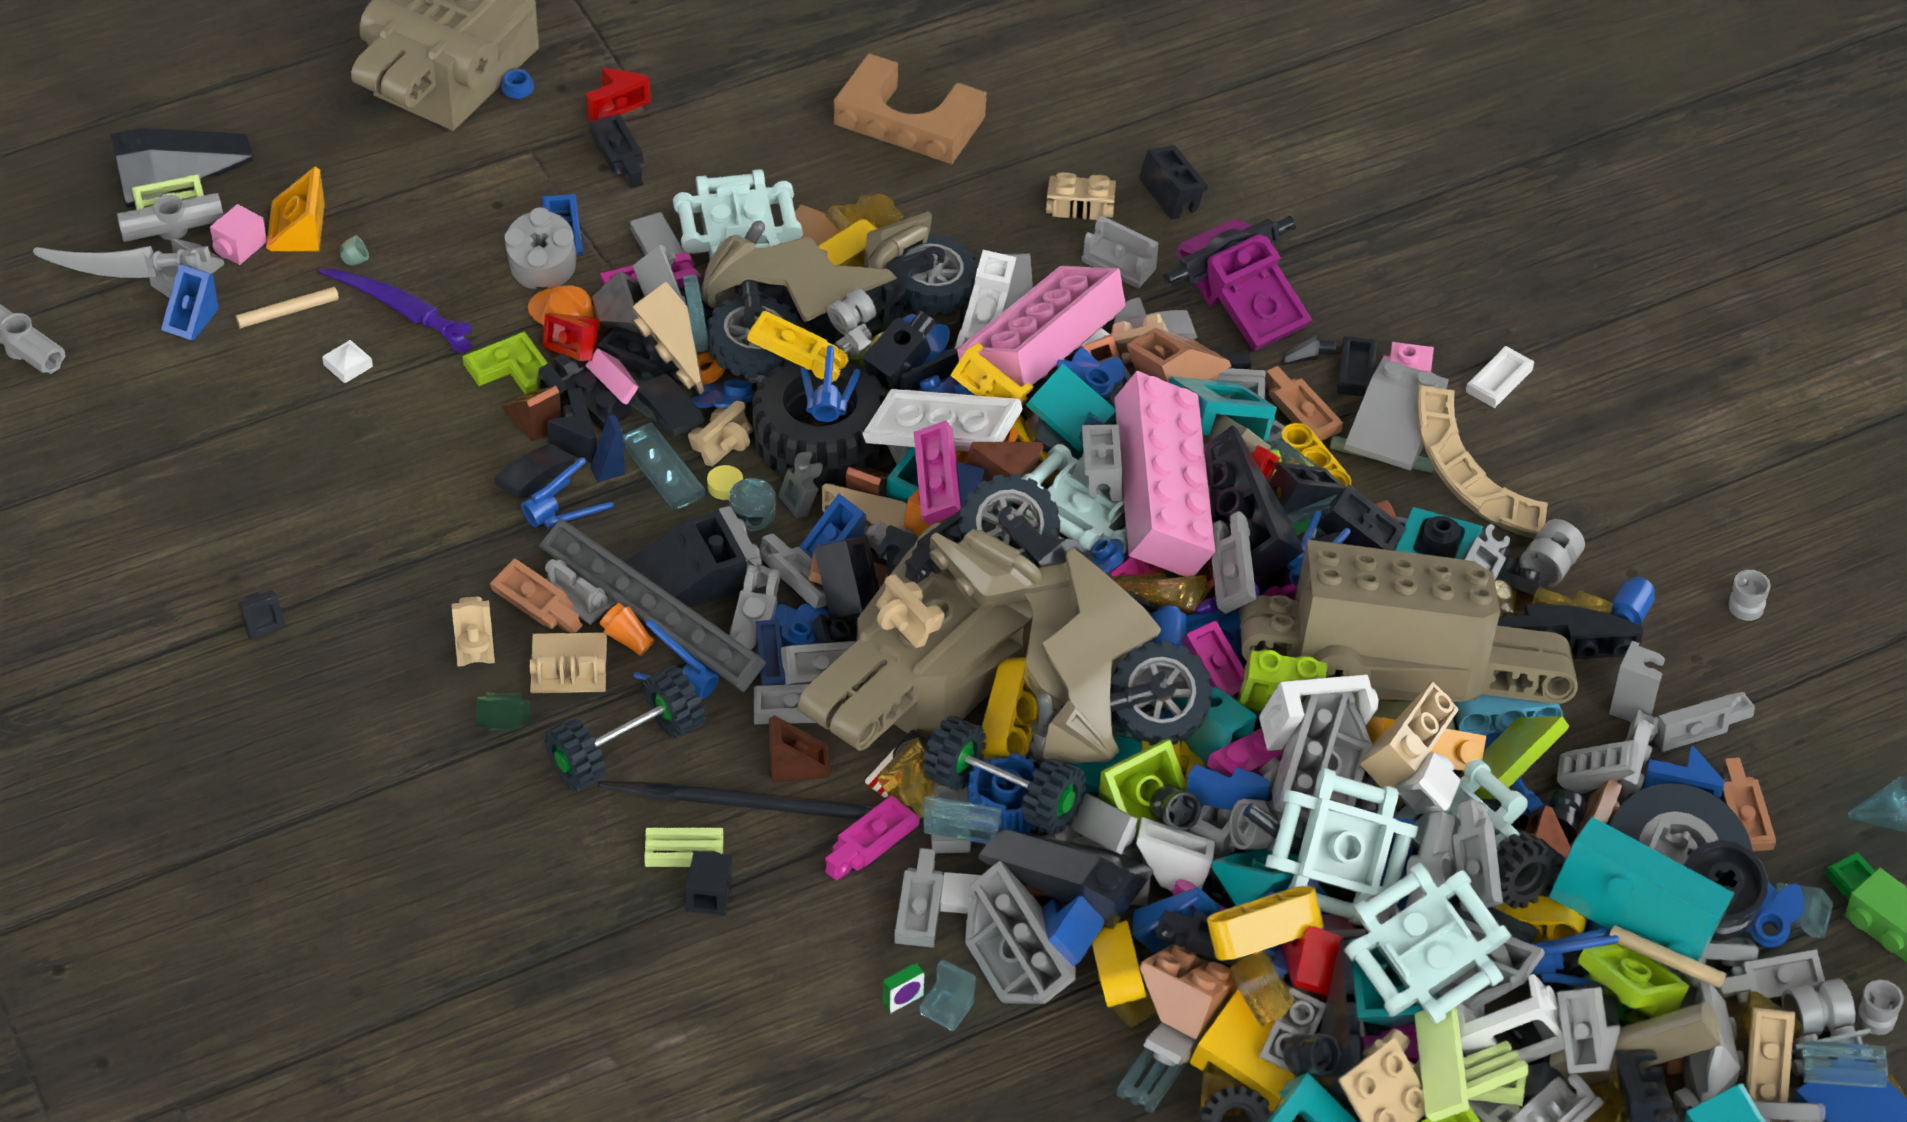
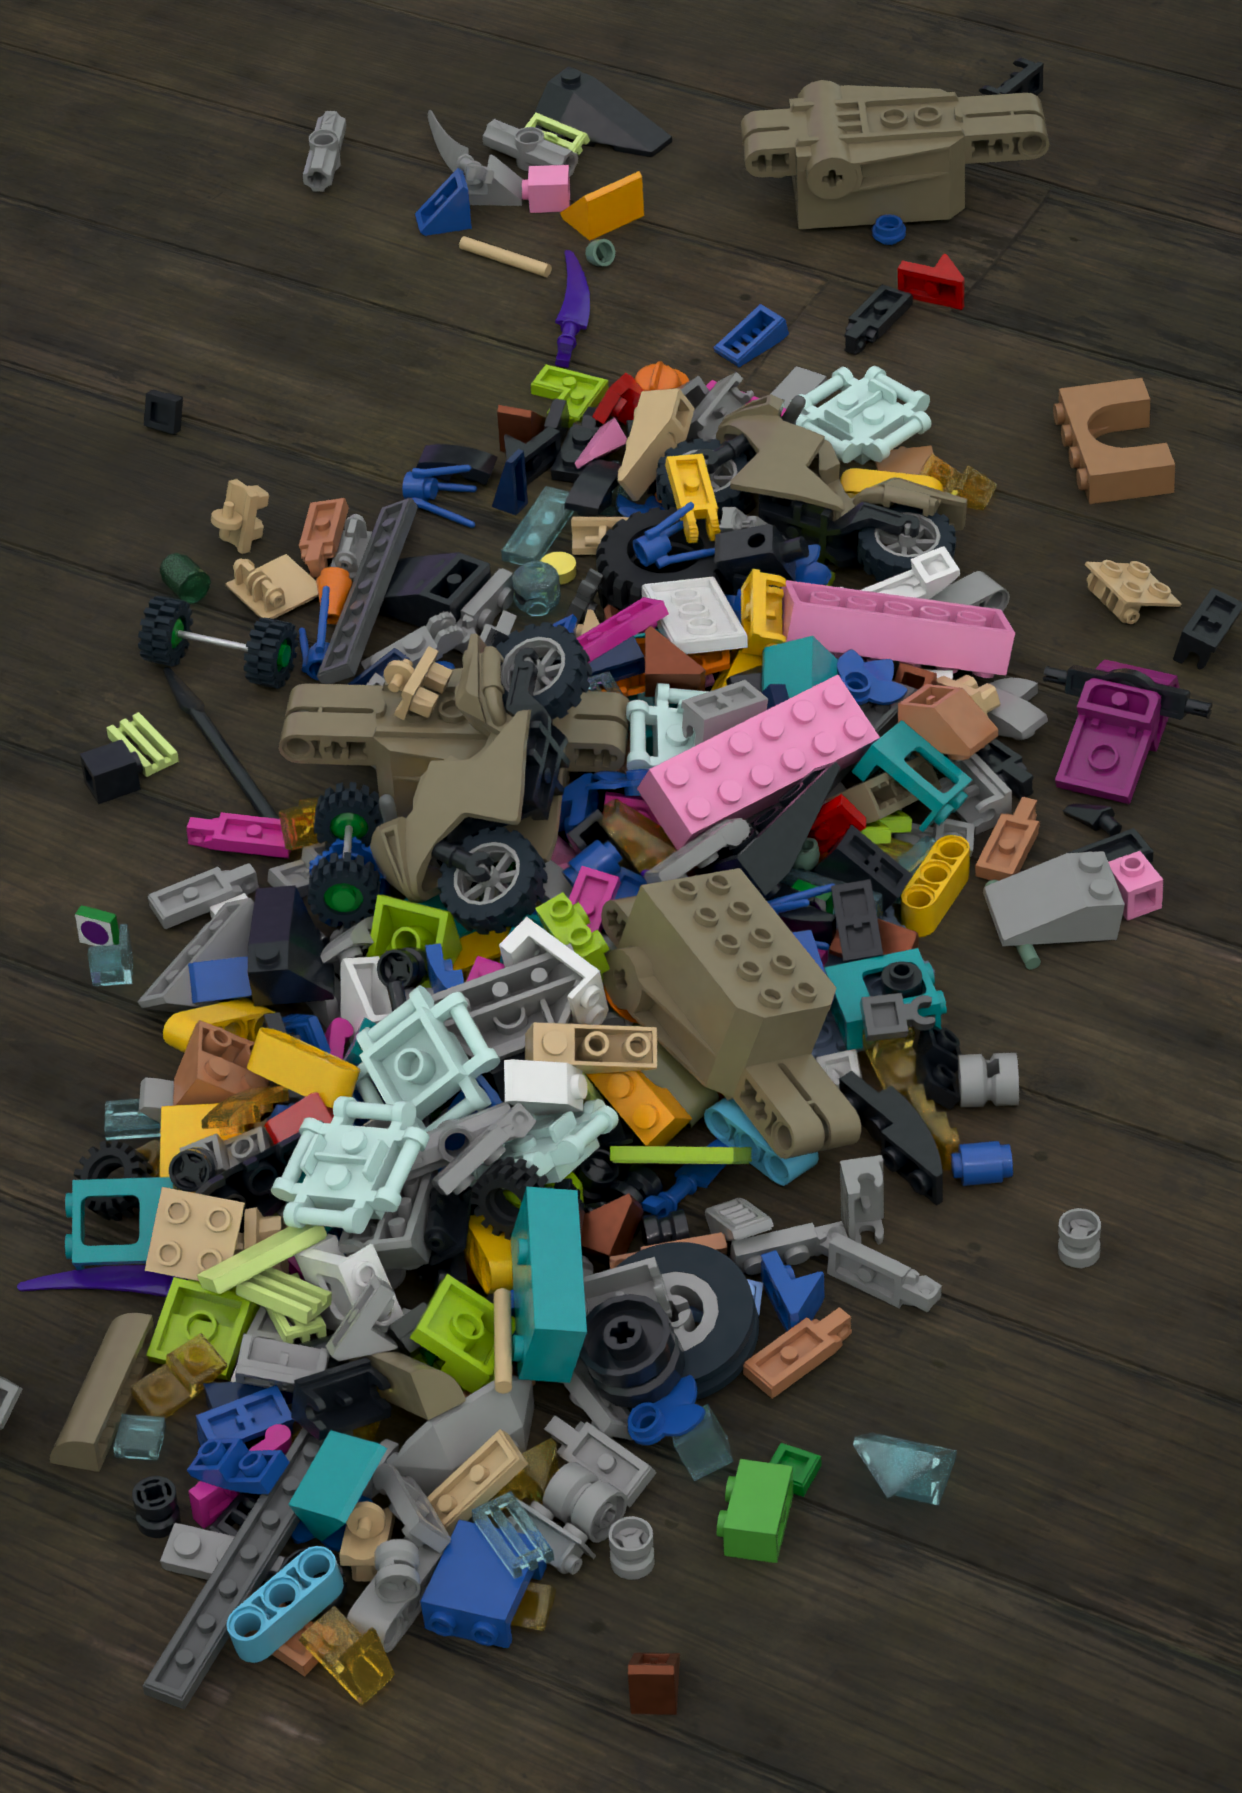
camera: 60 degrees right, 5 degrees down
(347, 361) = (479, 315): white tile -> none
(541, 249) = (695, 333): light grey brick -> none
(696, 312) = (685, 427): clear light blue tile -> none
(796, 753) = (270, 732): copper slope -> none
(851, 311) = (764, 502): light grey wheel -> none
(965, 819) = (291, 862): clear light blue tile -> none
(1121, 248) = (1078, 639): light grey hinge -> none
(1464, 475) = (1026, 970): tan tile -> none
(1499, 377) = (1201, 952): white tile -> none
(1554, 955) = (439, 1263): blue plant -> none

